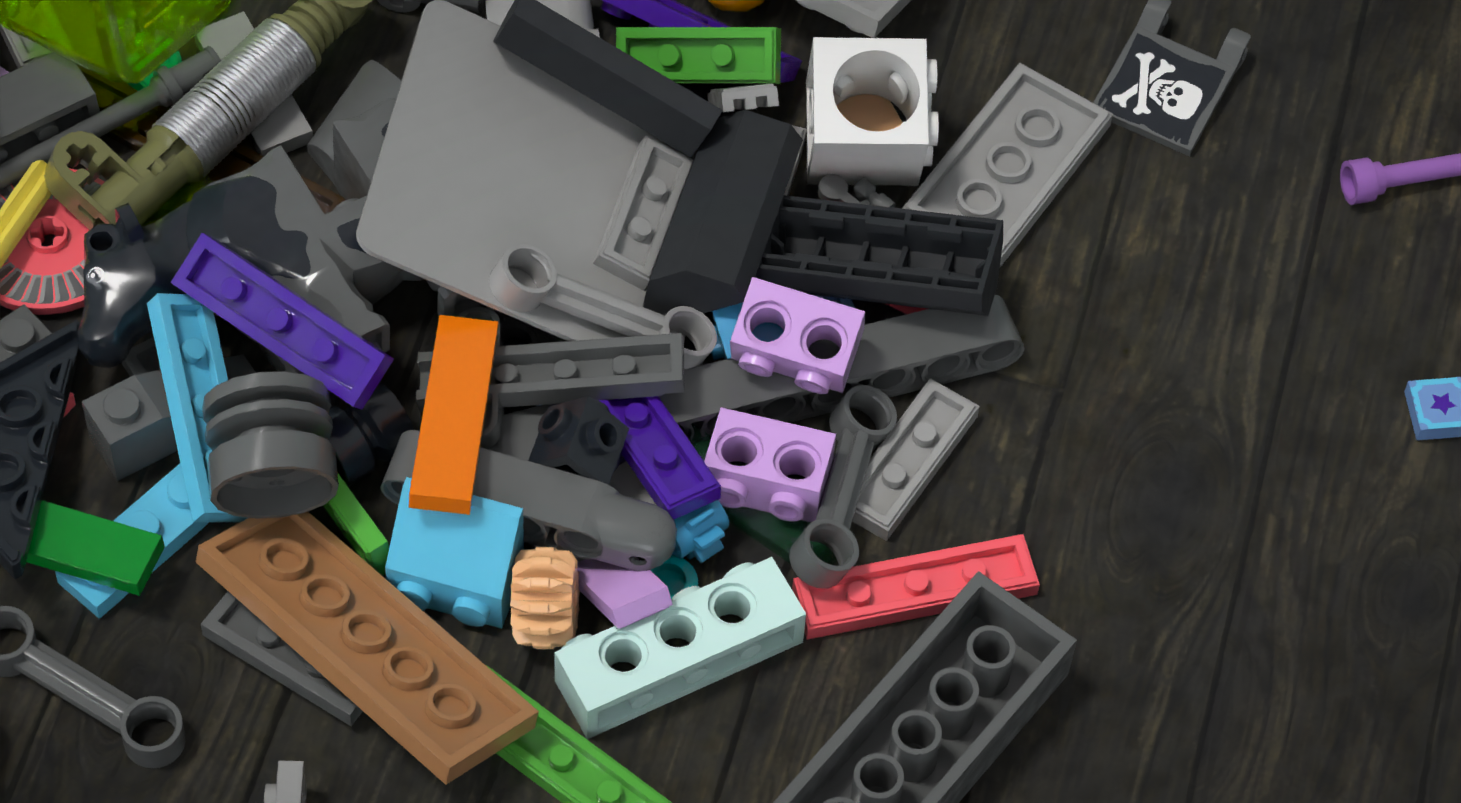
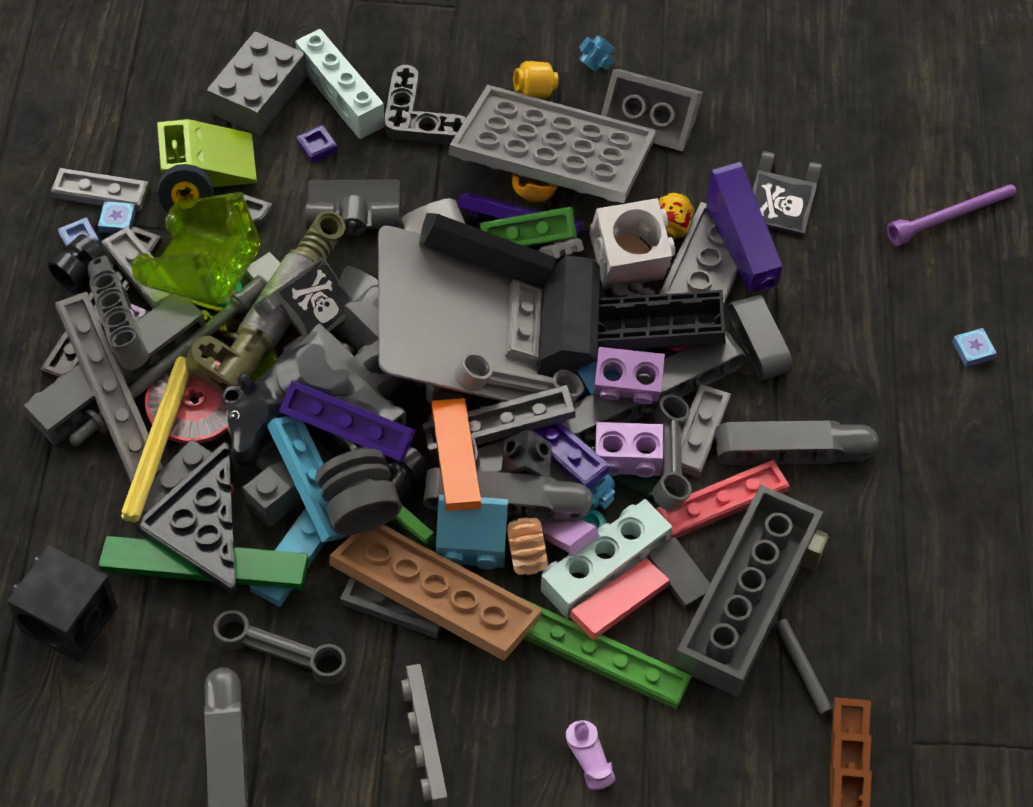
camera: 10 degrees left, 0 degrees up
(280, 101) = (309, 299): none -> flag
(684, 720) = (619, 598): none -> coral tile
(801, 695) = (685, 578): none -> dark grey tile
(964, 78) = (679, 214): none -> yellow head
(1053, 705) = (815, 550): none -> olive tile
(1058, 318) = (760, 337): none -> beam
(1067, 512) = (794, 442): none -> dark grey piece
(1074, 119) = (743, 227): none -> dark purple slope

